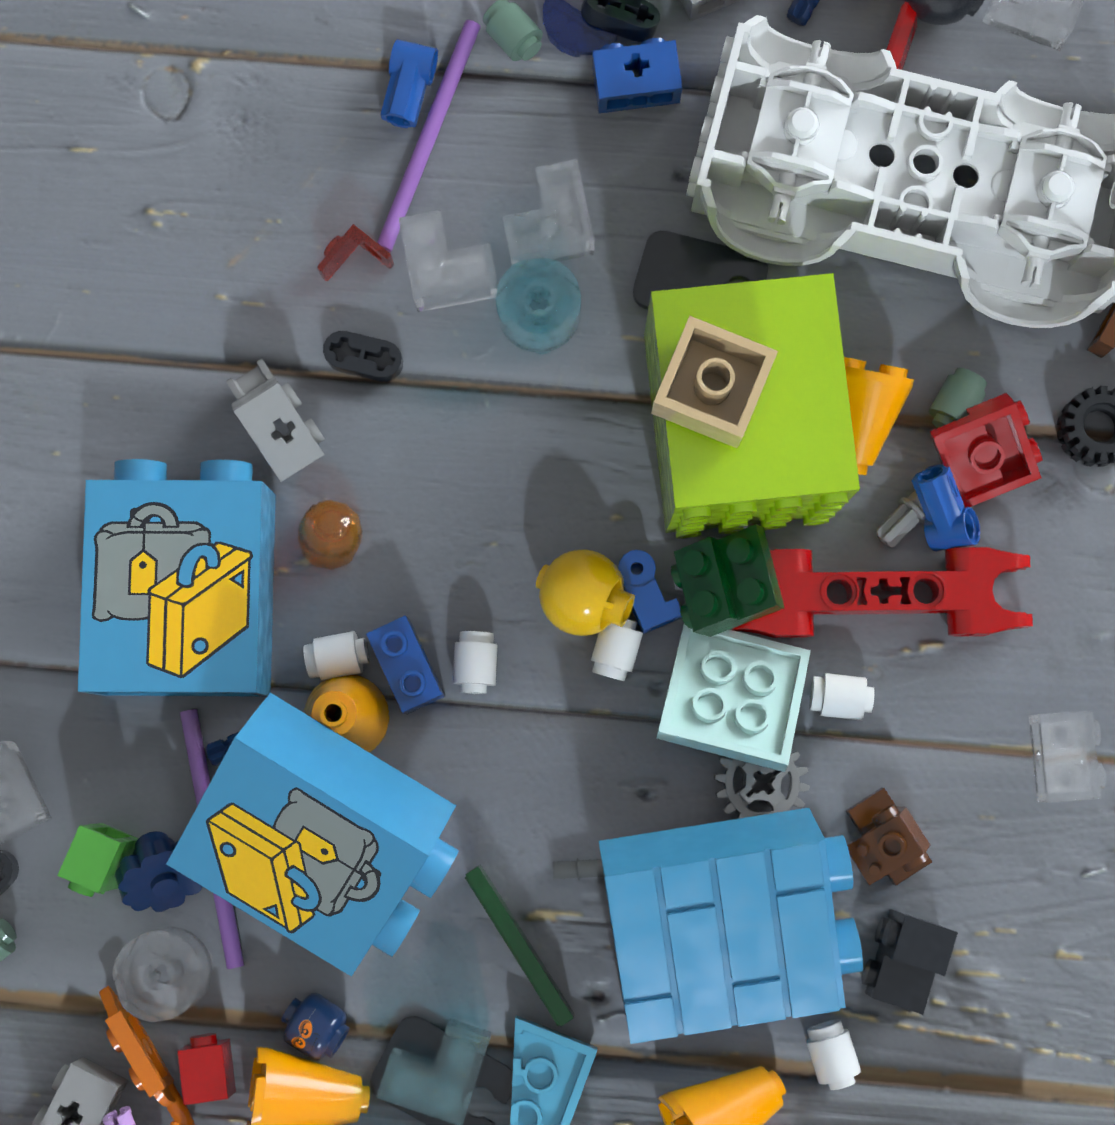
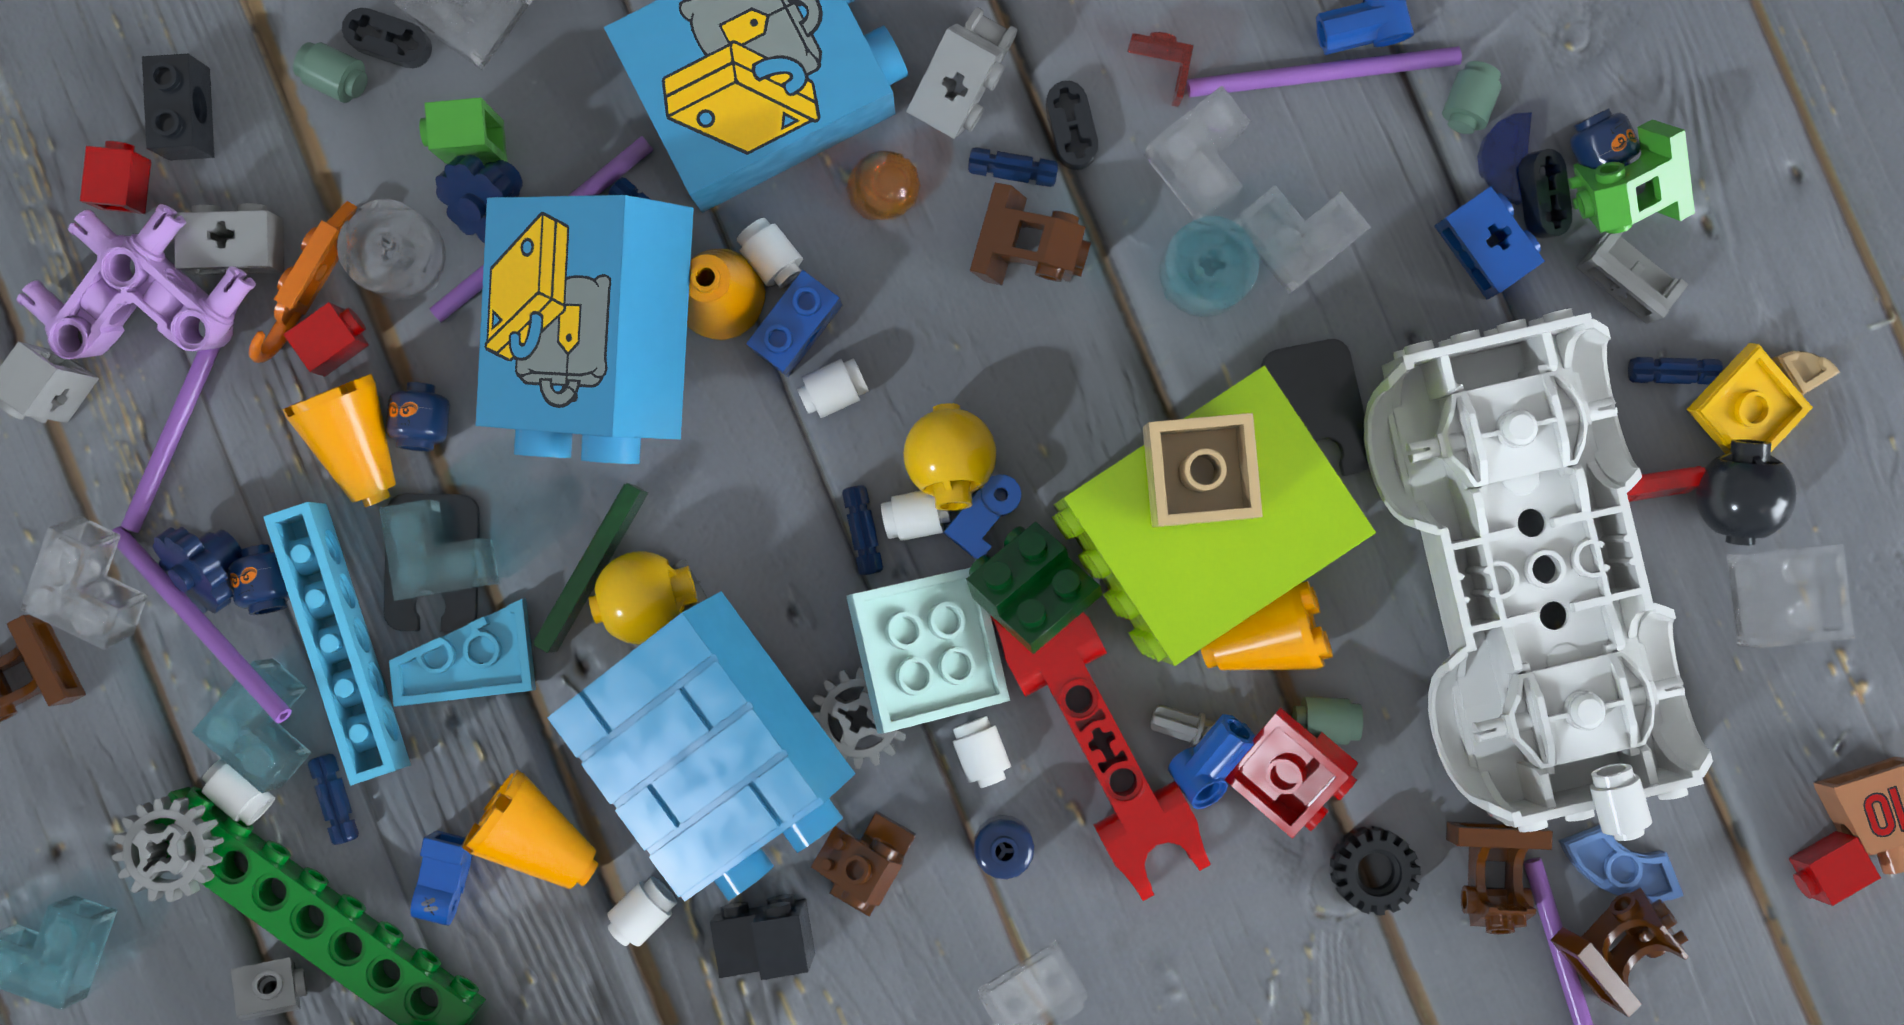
camera: 60 degrees right, 5 degrees up
(371, 421) = (1013, 167): none -> dark blue axle
(463, 414) = (1060, 247): none -> reddish brown tile
(567, 912) = (640, 595): none -> yellow brick
(606, 699) = (862, 530): none -> dark blue axle
(916, 723) = (994, 833): none -> dark blue head

